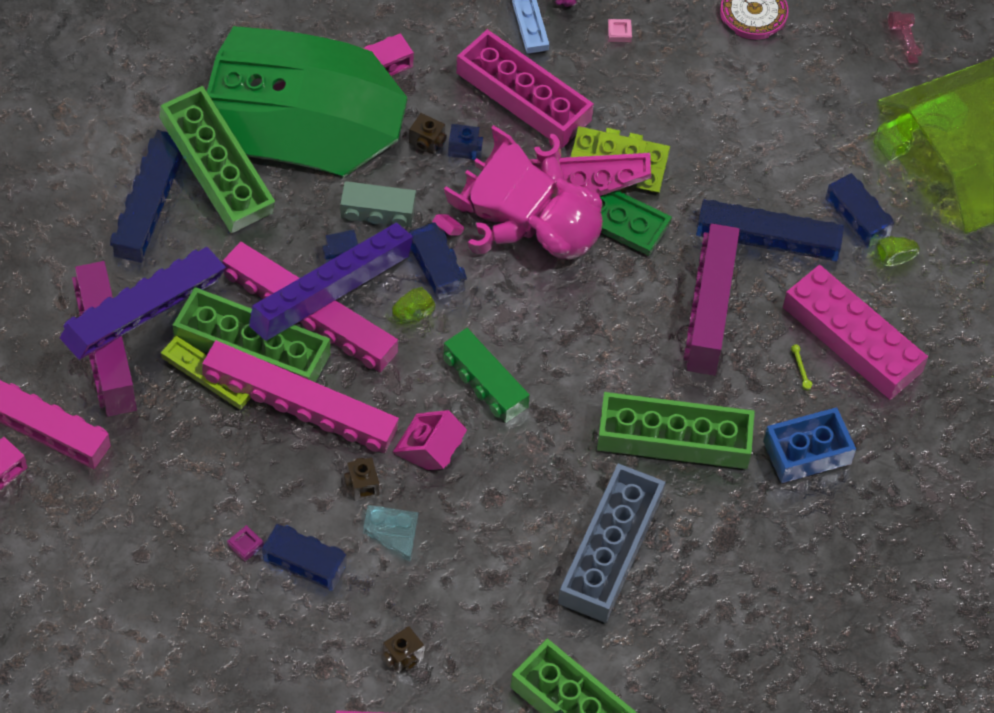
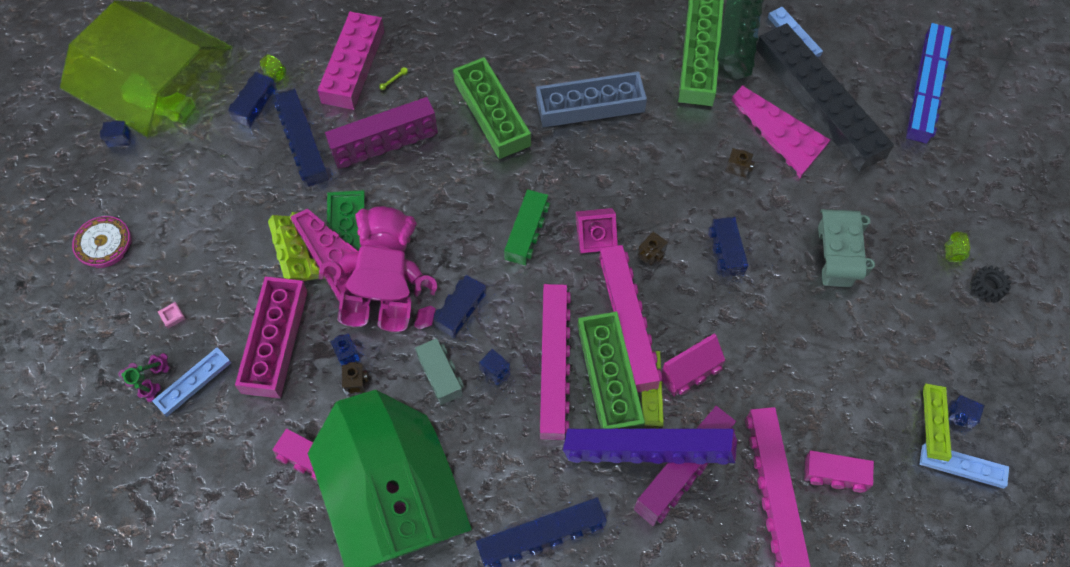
camera: 120 degrees left, 5 degrees up
(196, 418) = (693, 366): none -> dark pink slope
(210, 657) = (844, 247): none -> sand green container
(216, 159) = (484, 496): bright green brick -> none
(245, 543) = (744, 288): magenta tile -> none
(330, 281) = (535, 344): dark purple brick -> none
(392, 528) = (668, 217): clear light blue wing -> none
(413, 306) = (506, 298): clear neon green rock -> none
(809, 445) = (451, 41): blue brick -> none
(894, 71) = (115, 133): none -> clear blue brick
(904, 22) = (64, 151): clear pink brick -> none

